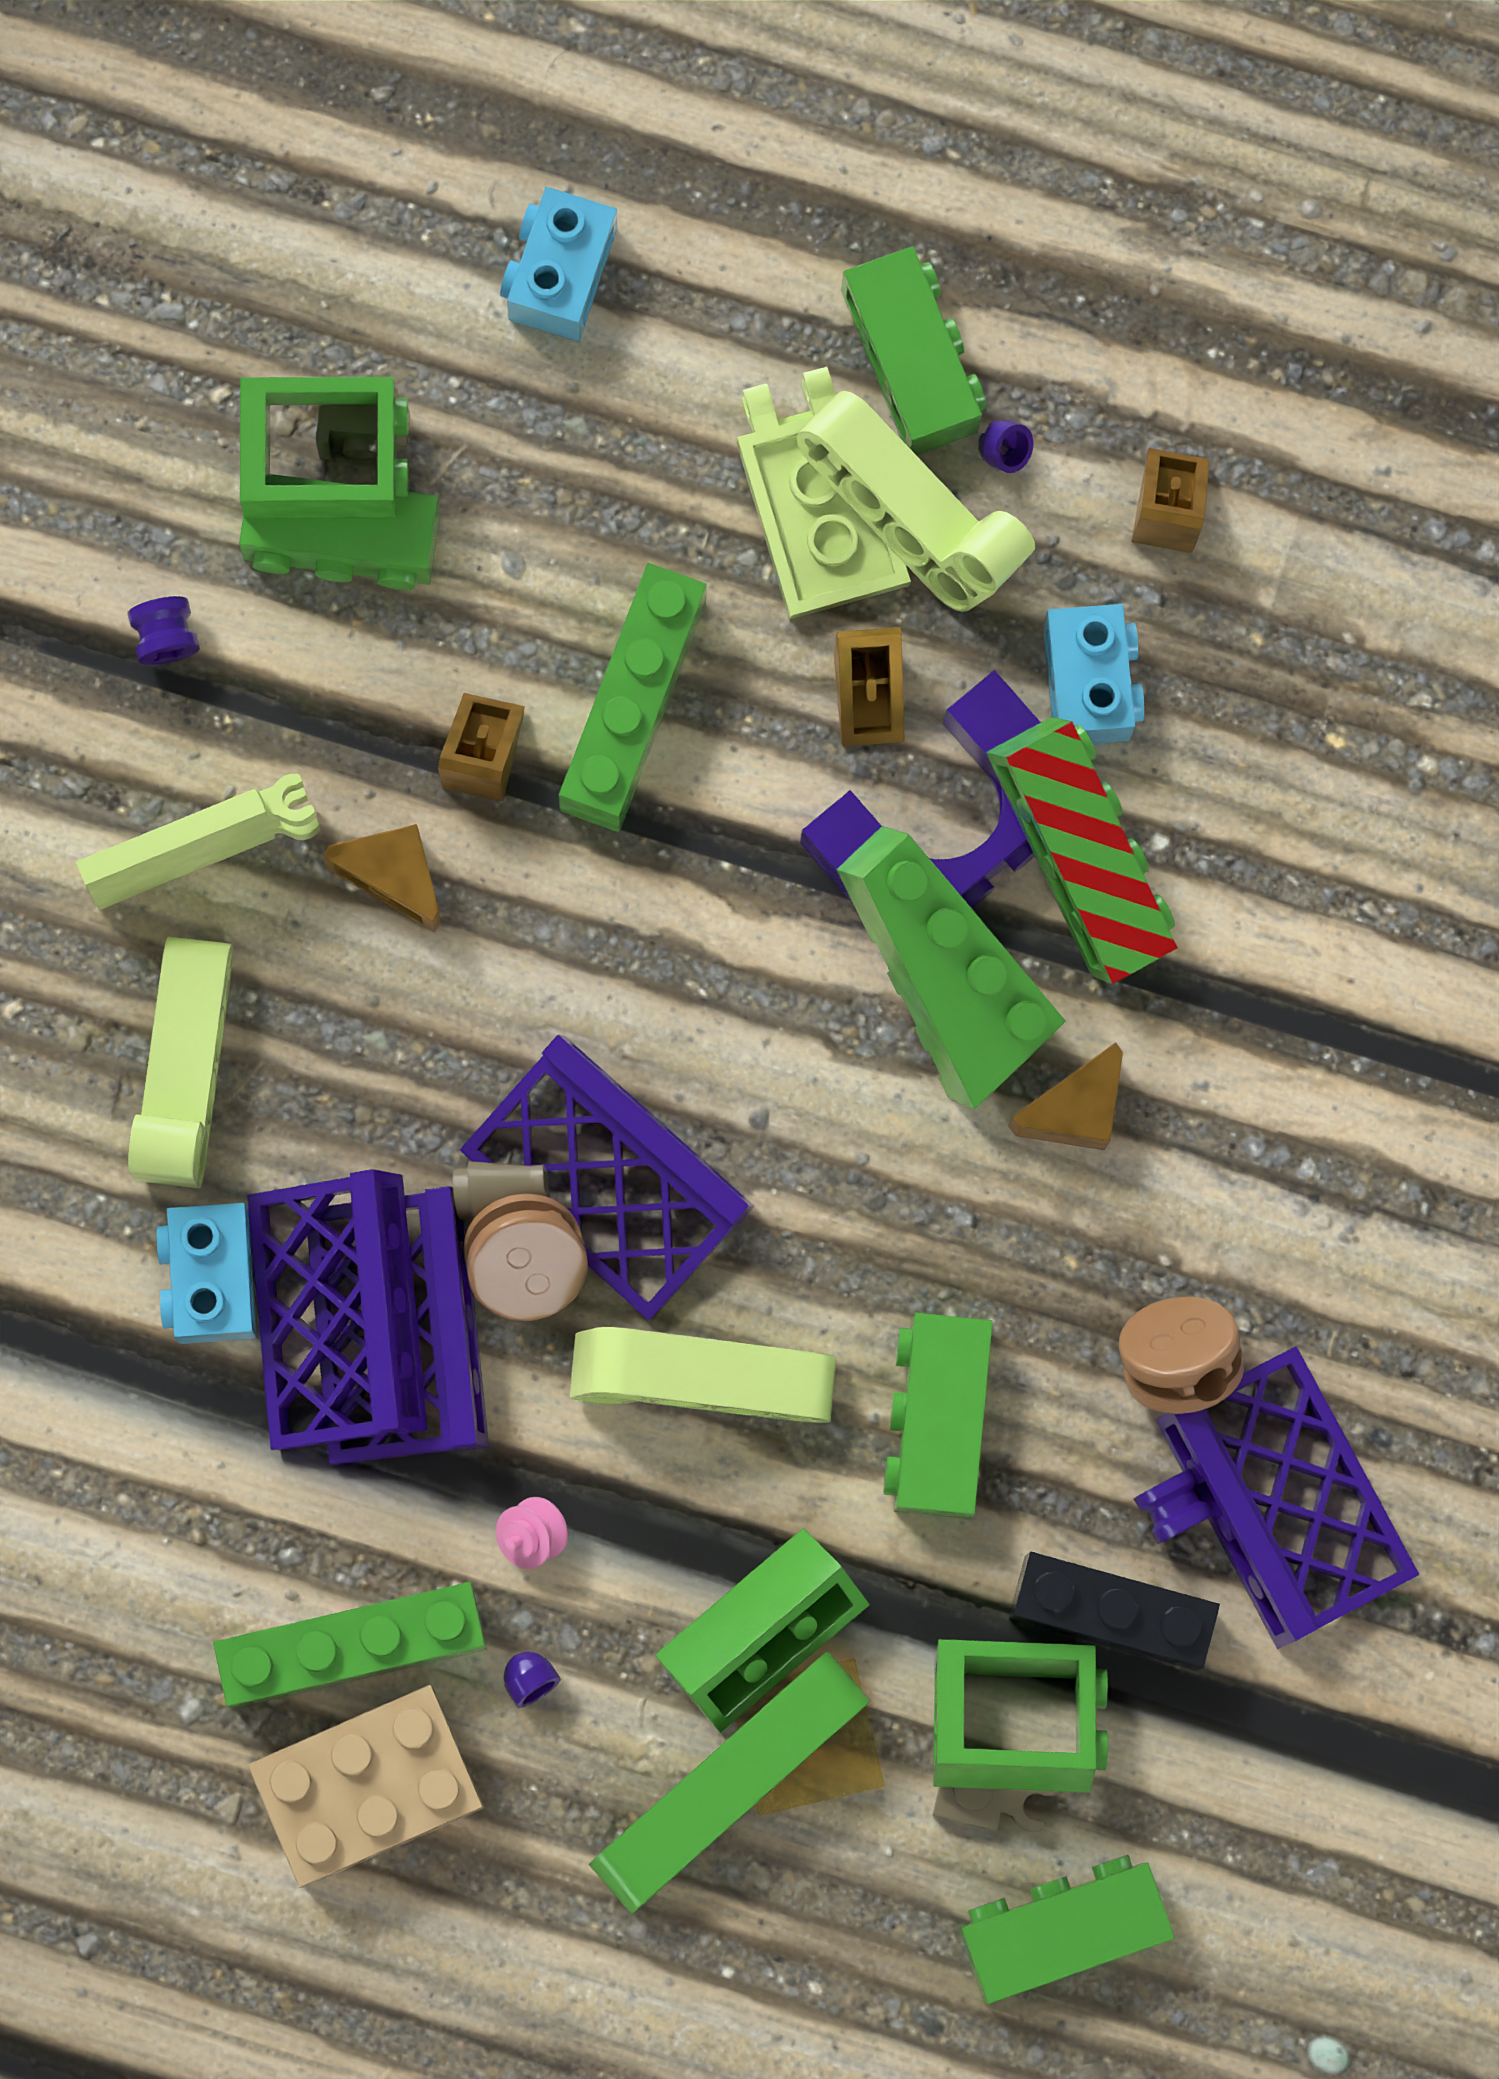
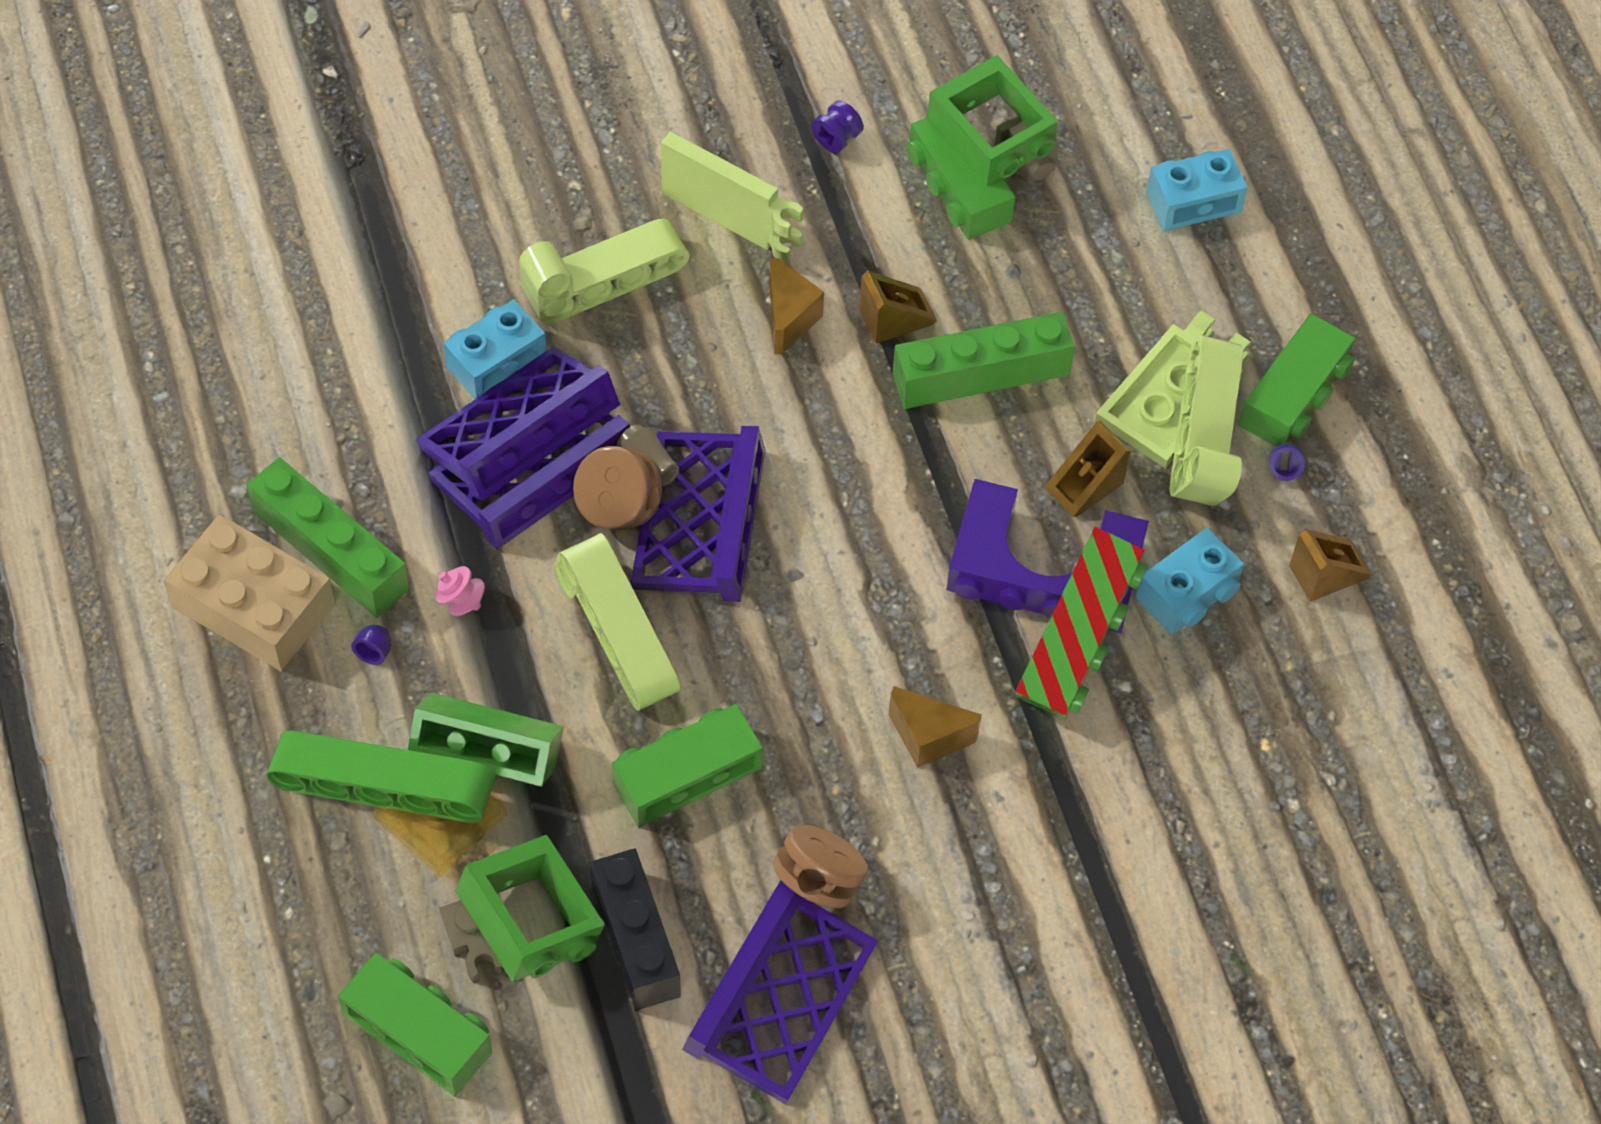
camera: 60 degrees right, 20 degrees down
(956, 978) = (950, 603): bright green wedge -> none
(1173, 1506) = (725, 926): dark purple wheel -> none

